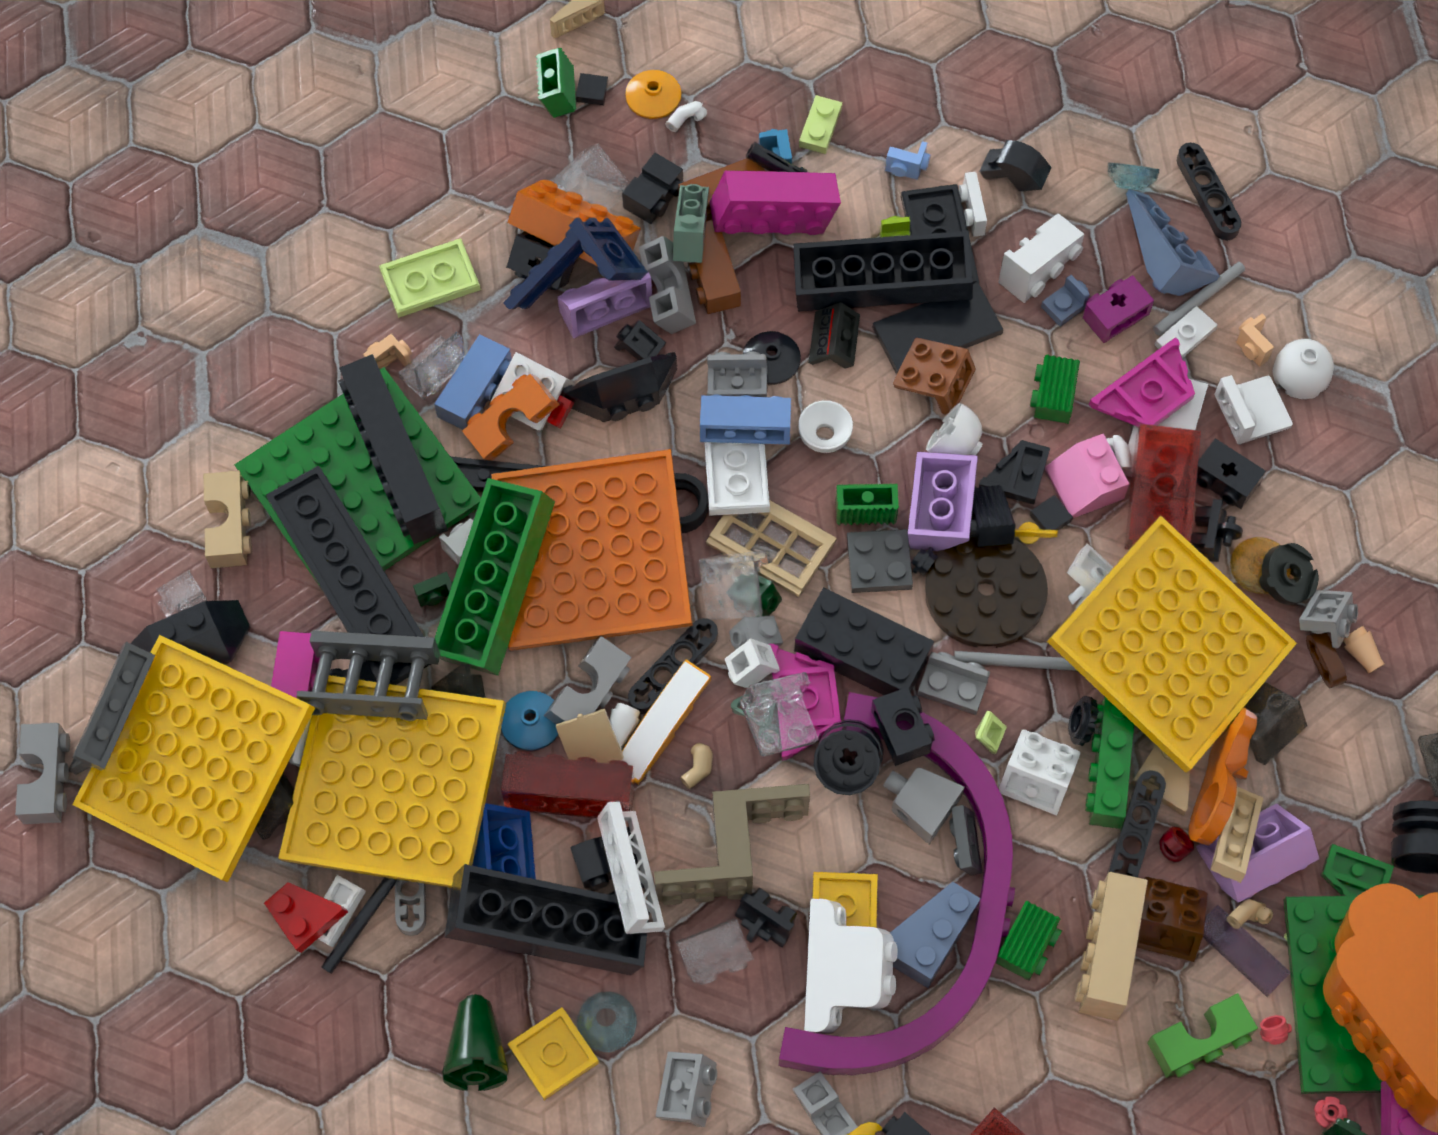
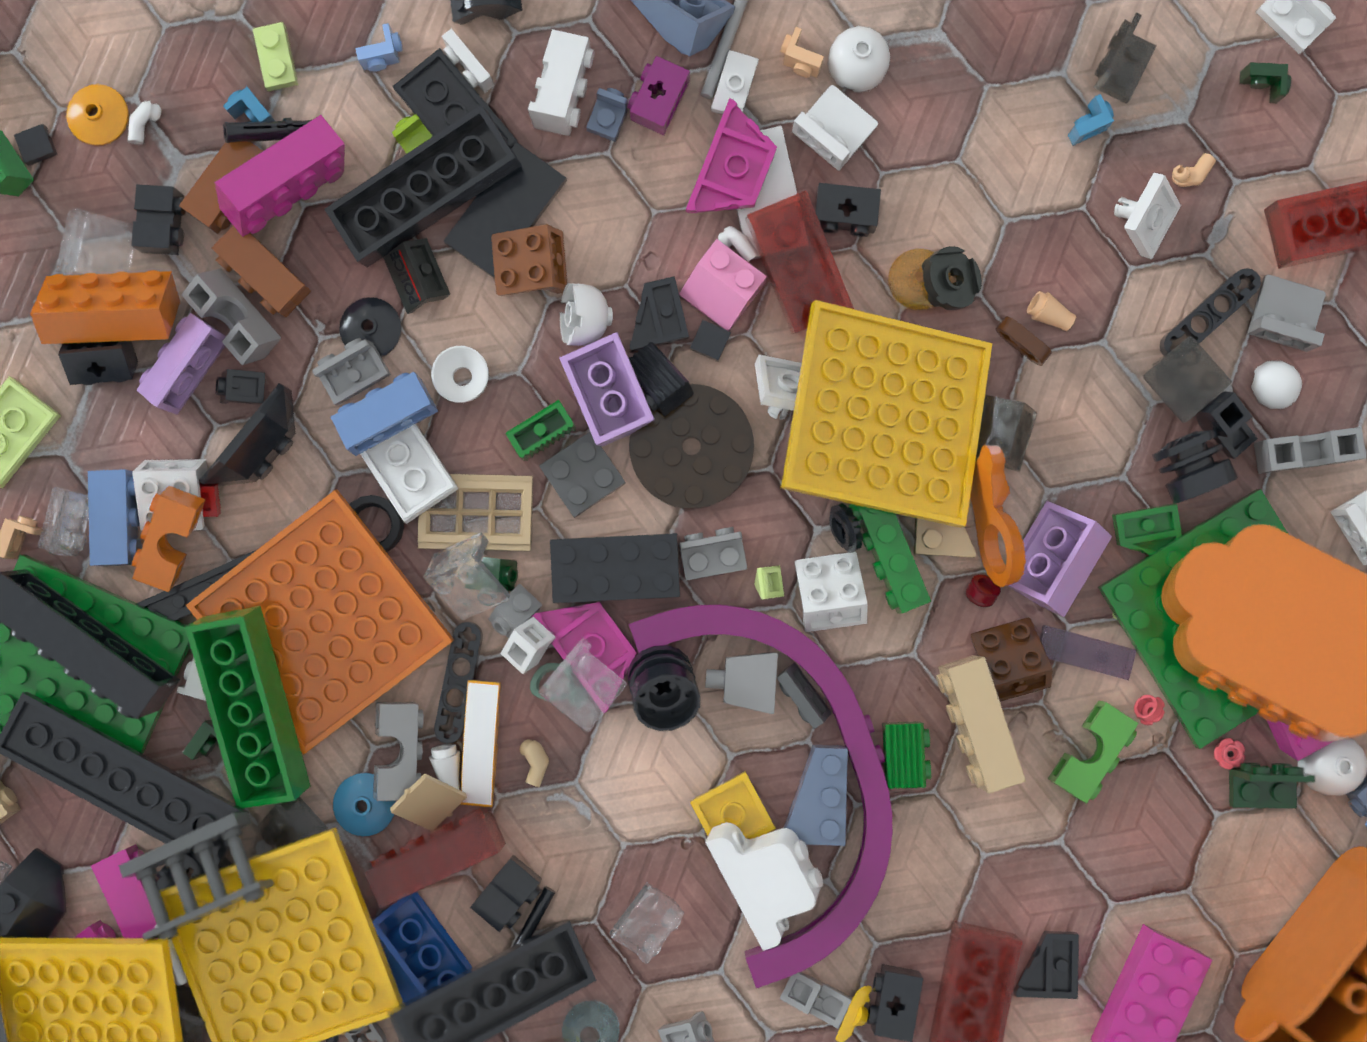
camera: 25 degrees left, 20 degrees up
(596, 239) = (144, 330): dark blue bracket -> none
(625, 871) = (530, 911): white fence -> none
(690, 223) = (215, 244): sand green slope -> none
(734, 871) = (607, 826): dark tan bracket -> none
(762, 920) = (659, 866): black hips -> none
(902, 744) = (703, 652): black brick -> none
(923, 561) = (622, 453): black plate -> none
(1014, 660) = (740, 506): light grey bar -> none
(1030, 533) = (701, 369): yellow piece -> none
(1056, 388) = (647, 212): green brick -> none
(1134, 829) = (946, 600): black beam -> none
(1218, 529) = (857, 260): black hips -> none
(1237, 837) = (1039, 574): tan plate -> none
(1252, 911) = (1075, 616): tan arm -> none
(1330, 613) = (1007, 299): light grey bracket -> none

